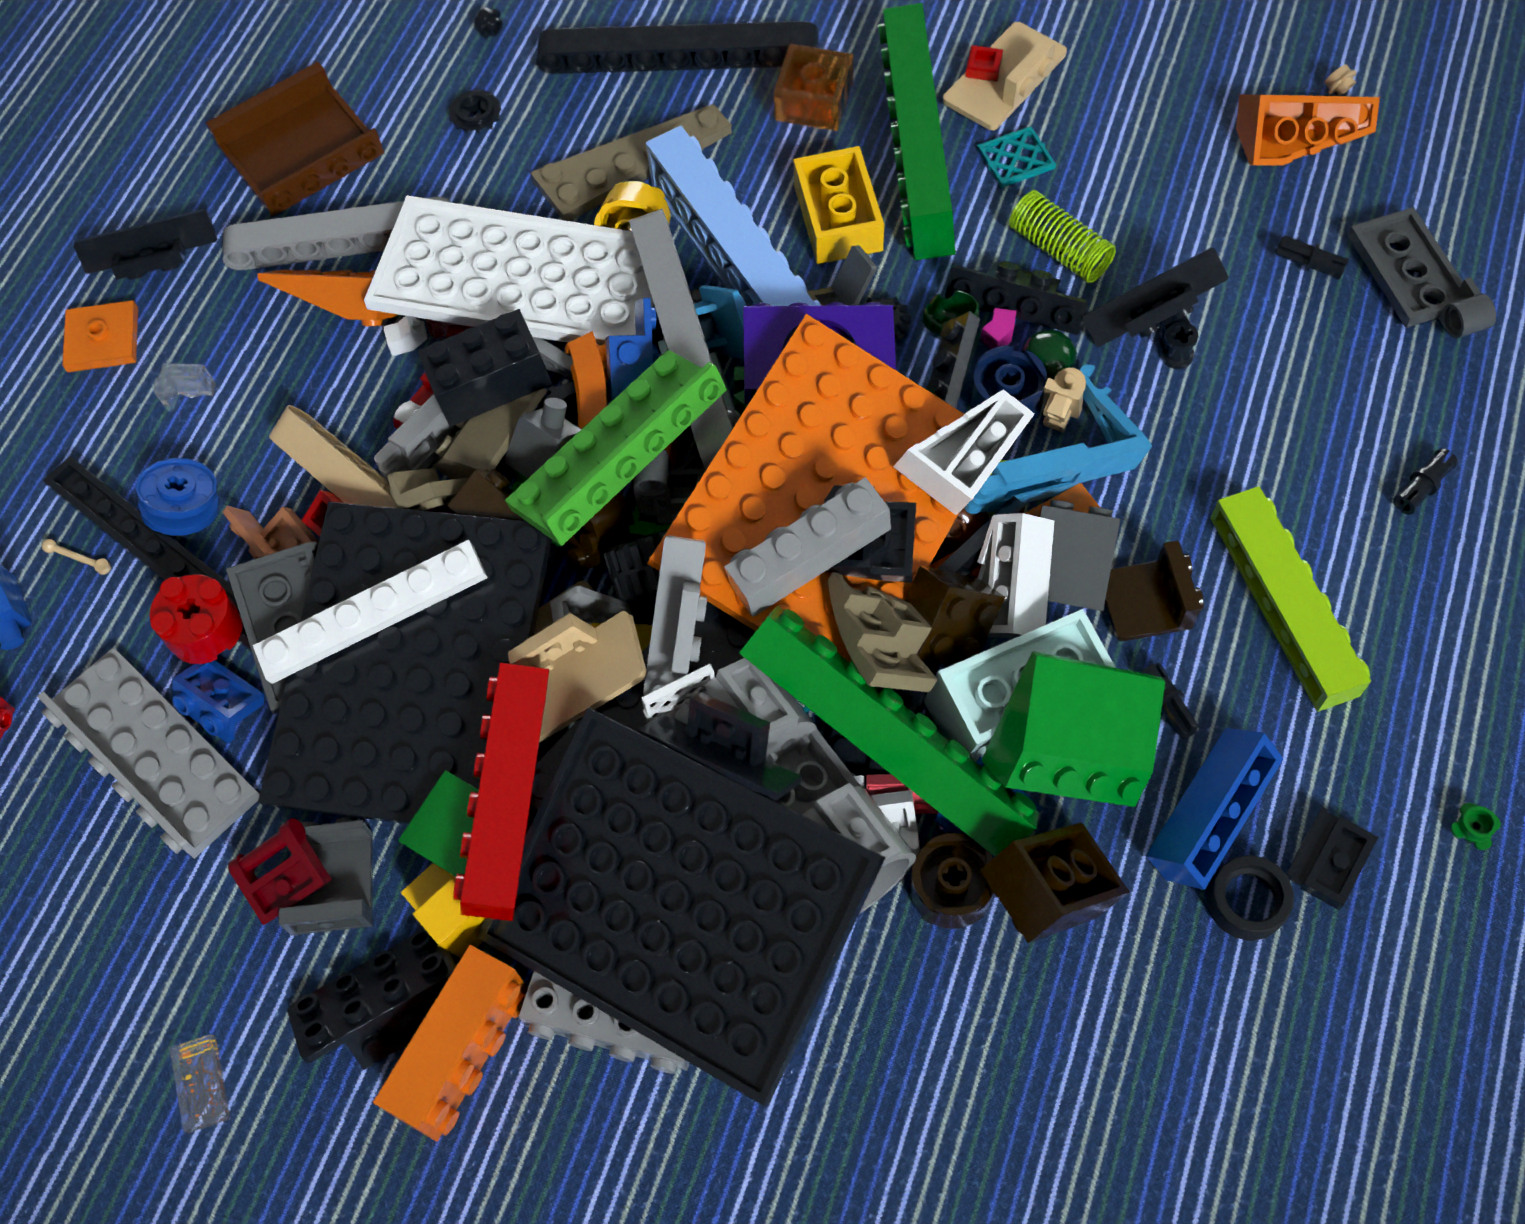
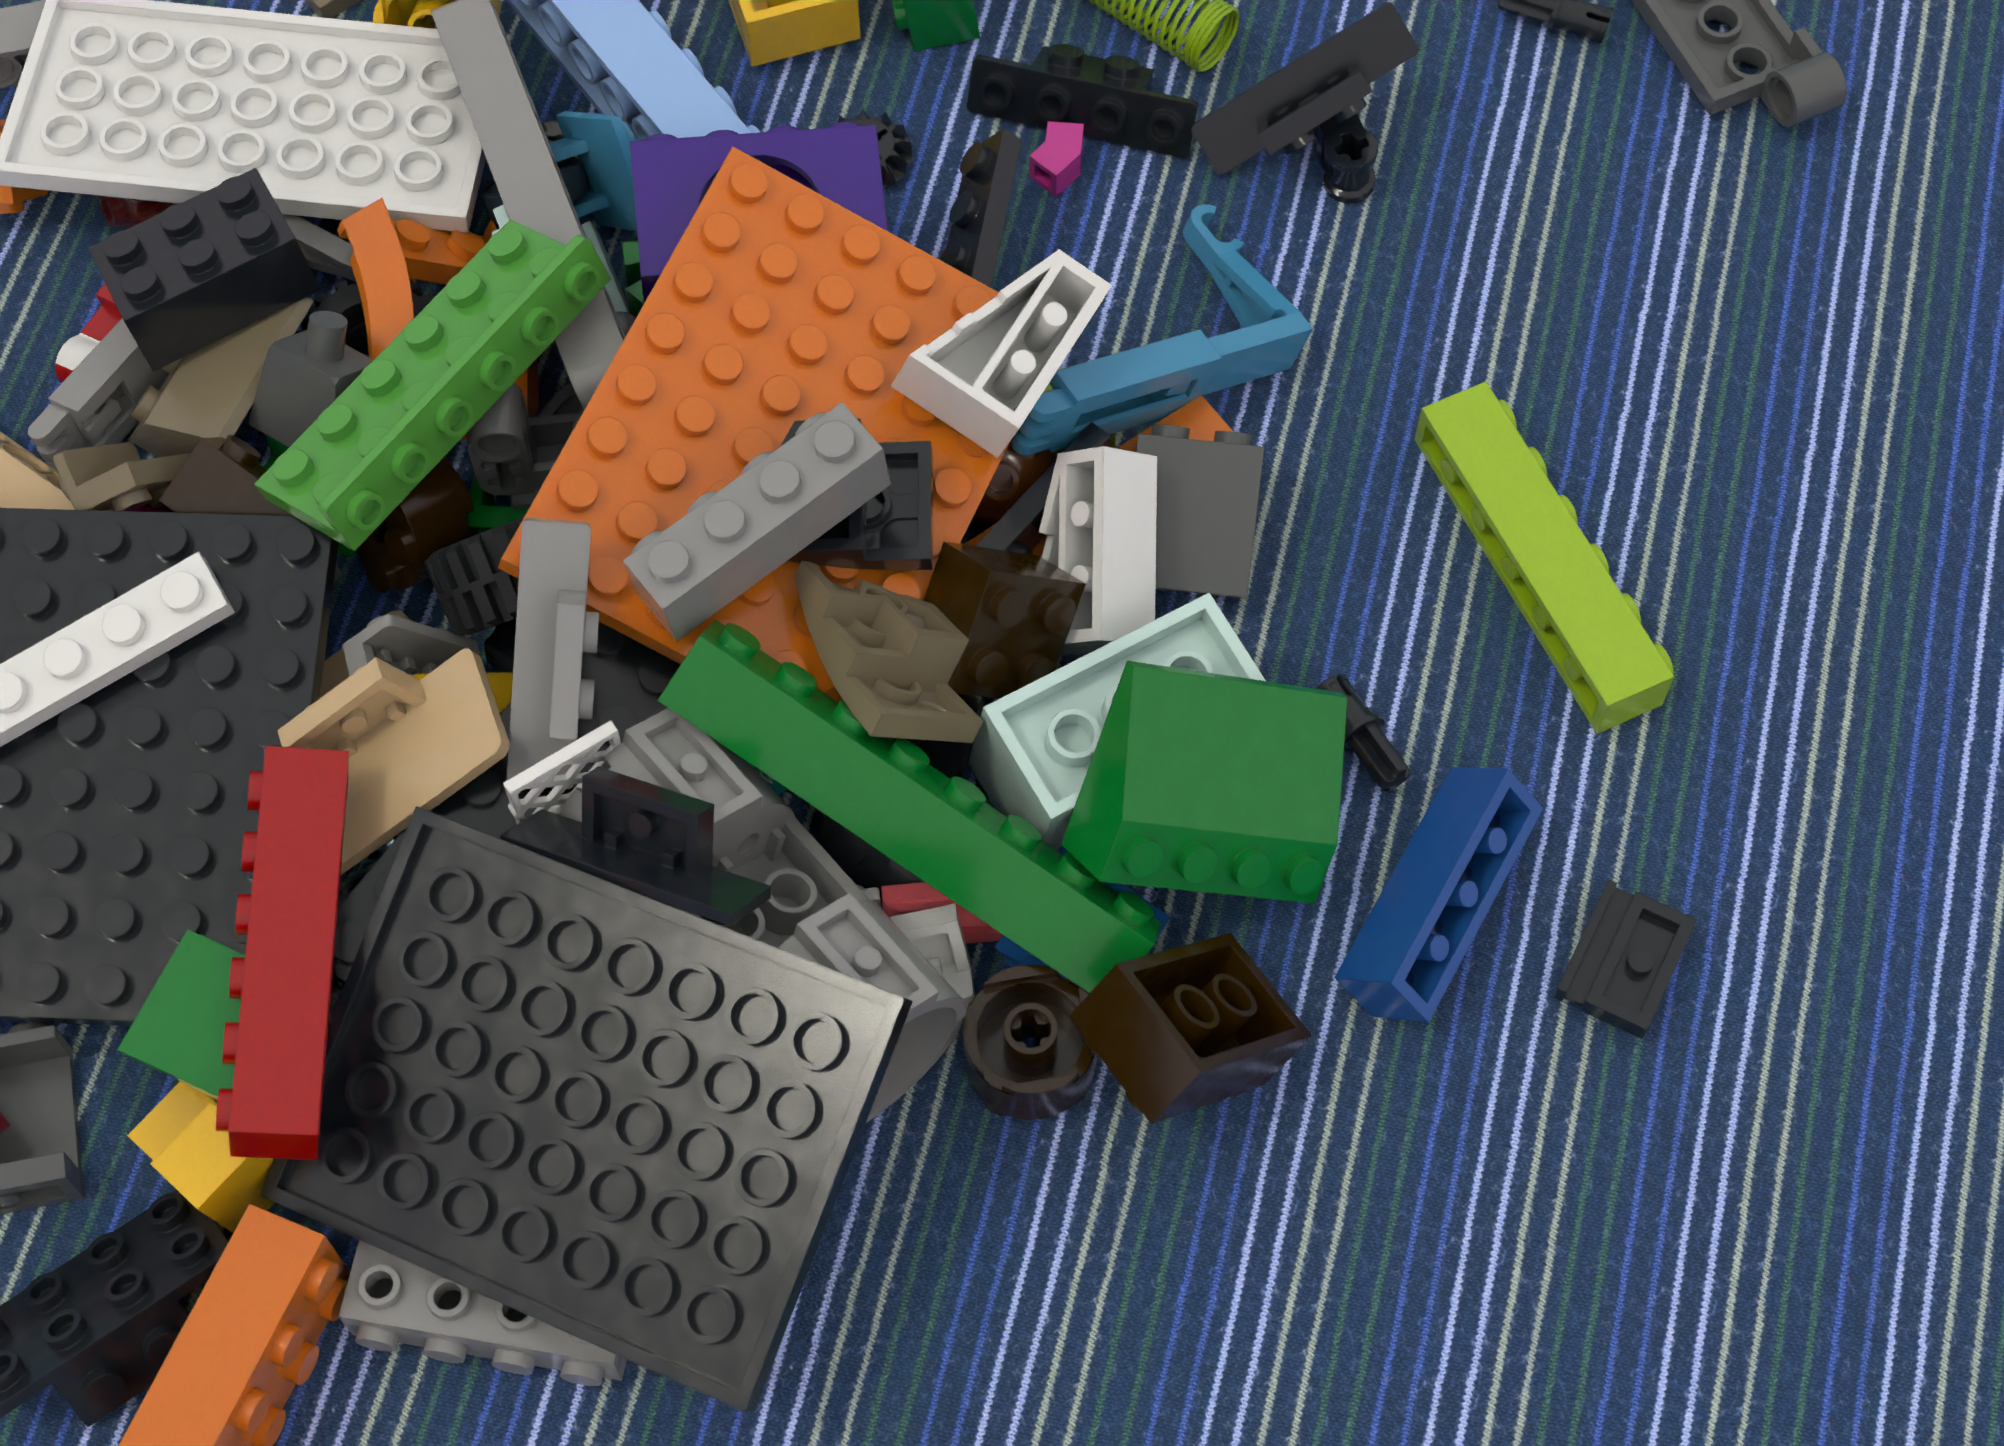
camera: 10 degrees left, 0 degrees up
(405, 335) = (64, 225): white piece -> none
(631, 354) = (449, 232): blue bracket -> none
(851, 280) = (808, 90): dark grey bracket -> none
(942, 310) = (962, 129): dark green hair -> none
(1015, 372) = (1086, 226): dark blue brick -> none
(1053, 350) = (1139, 196): dark green hair -> none
(1063, 398) = (1166, 261): tan hips -> none
(1154, 596) = (1327, 569): dark brown bracket -> none
(1264, 871) = (1523, 987): black tyre -> none
(1425, 481) = (1749, 357): black pin -> none
(1487, 823) = (1850, 873): green plate -> none

